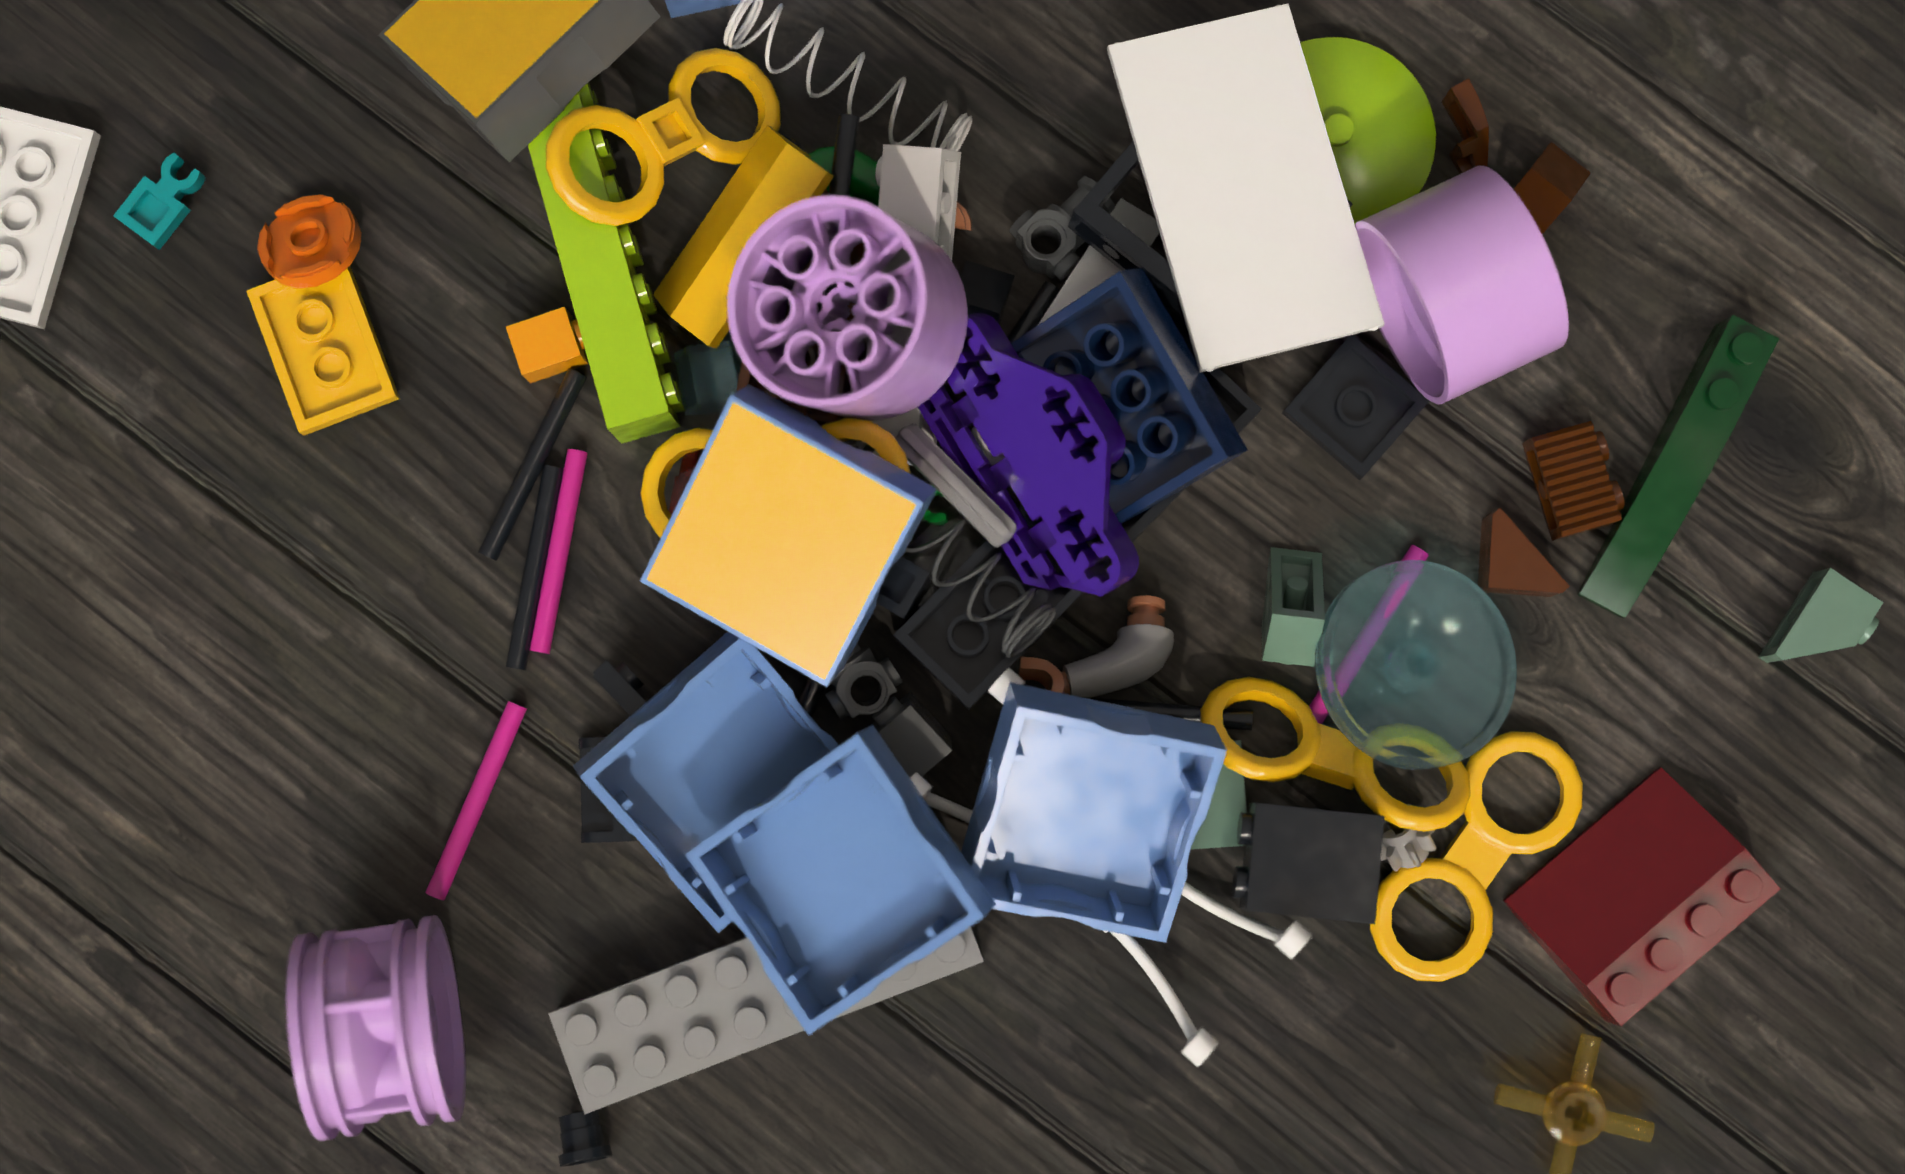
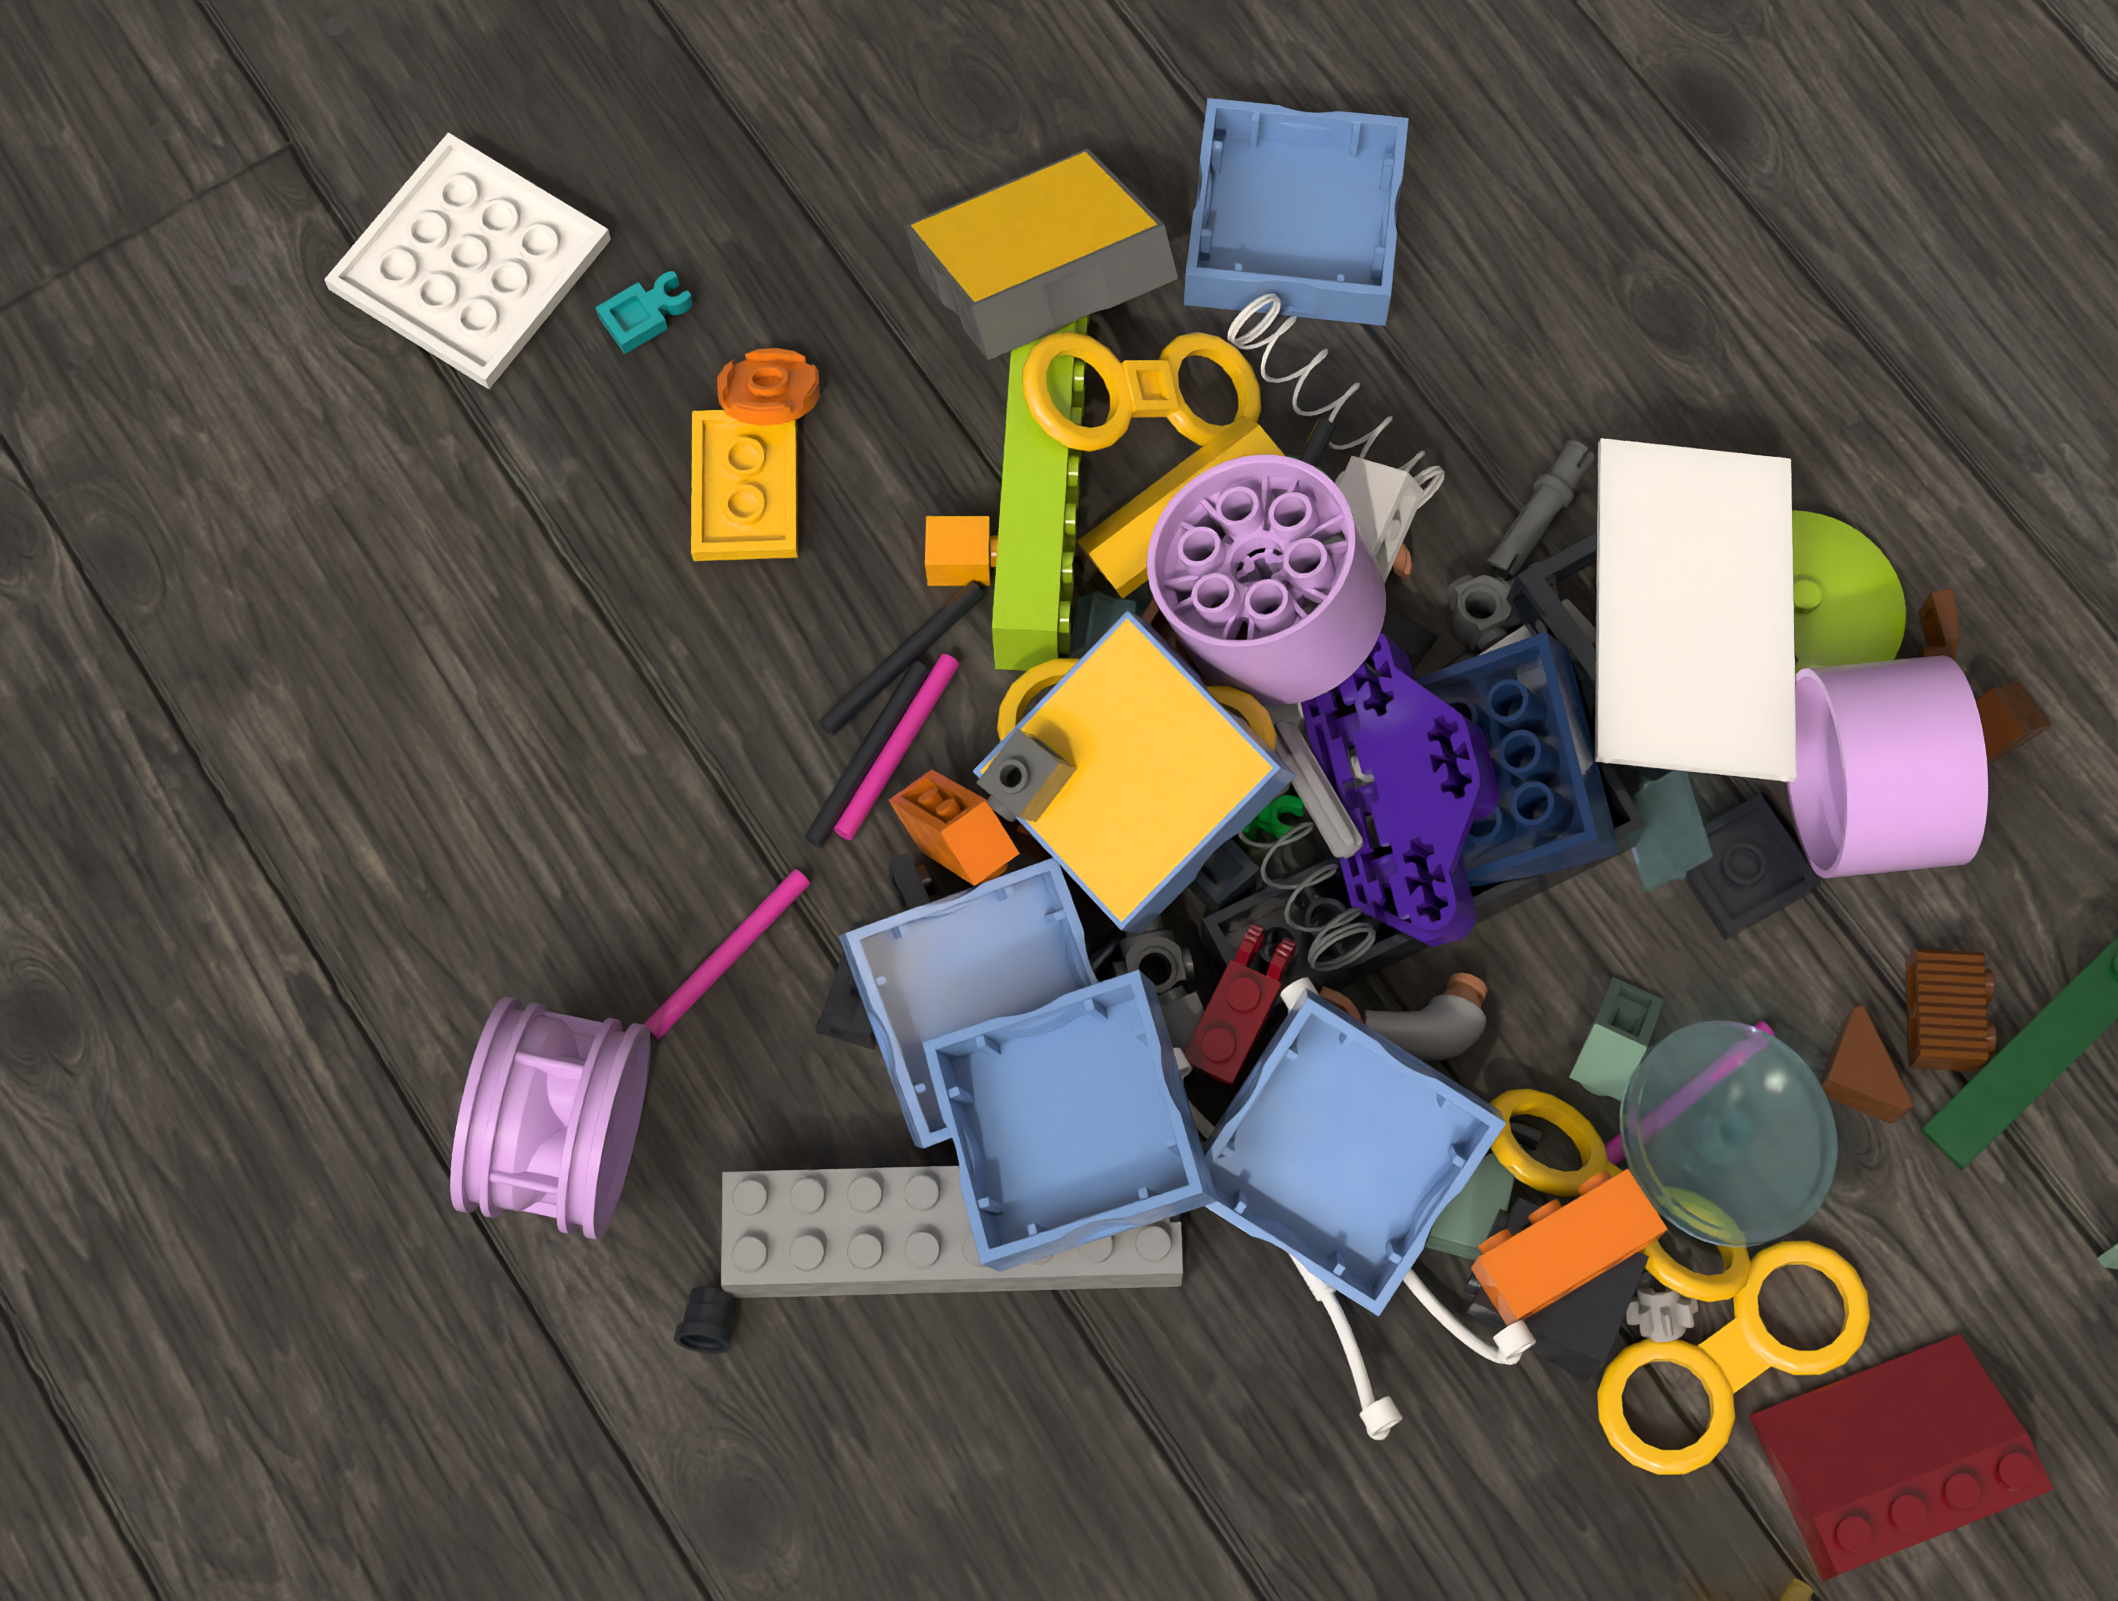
camera: 20 degrees right, 15 degrees down
(640, 629) = (954, 827): none -> orange brick
(691, 580) = (1024, 777): none -> dark grey brick
(954, 712) = (1238, 1010): none -> dark red hinge
(1074, 104) = (1550, 494): none -> dark grey pin
(1286, 401) = (1673, 831): none -> clear light blue piece
(1313, 839) = (1566, 1245): none -> orange brick

